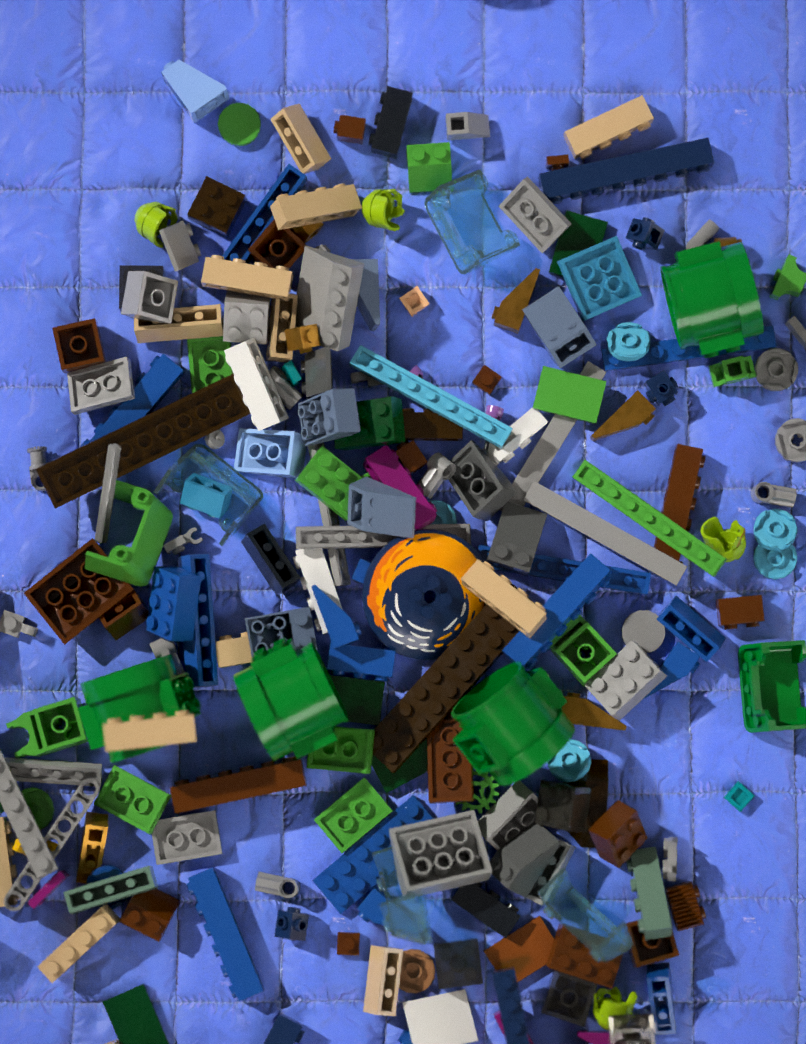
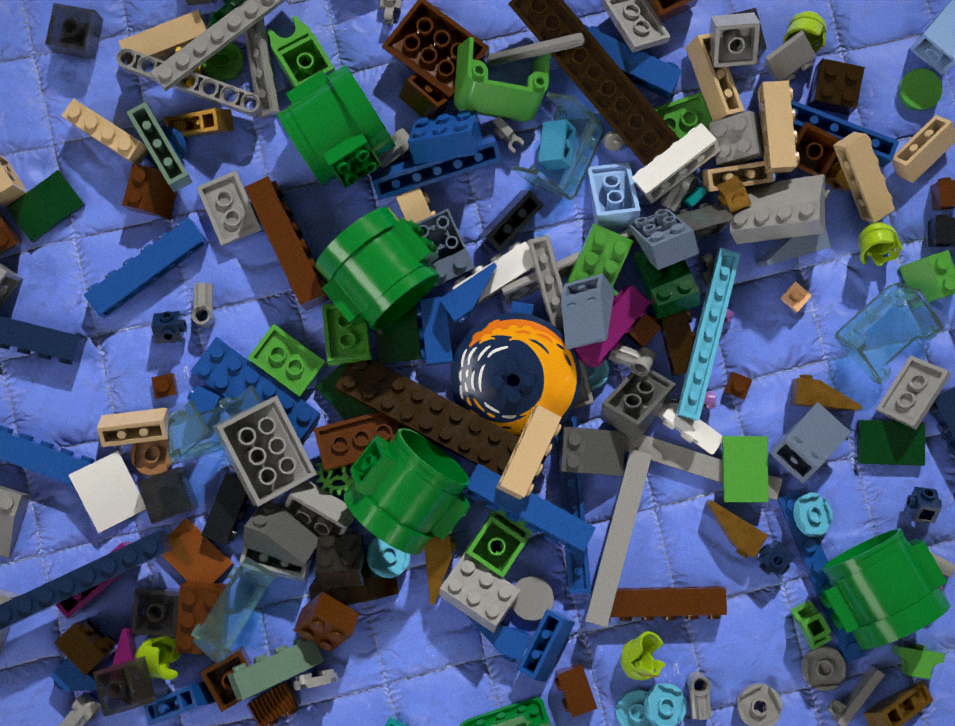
camera: 80 degrees right, 0 degrees up
(48, 889) = (149, 91): magenta tile -> none
(132, 799) = (252, 149): bright green tile -> none
(149, 732) = (308, 133): tan brick -> none
(599, 278) = (868, 470): dark azure plate -> none
(649, 518) = (644, 579): bright green tile -> none

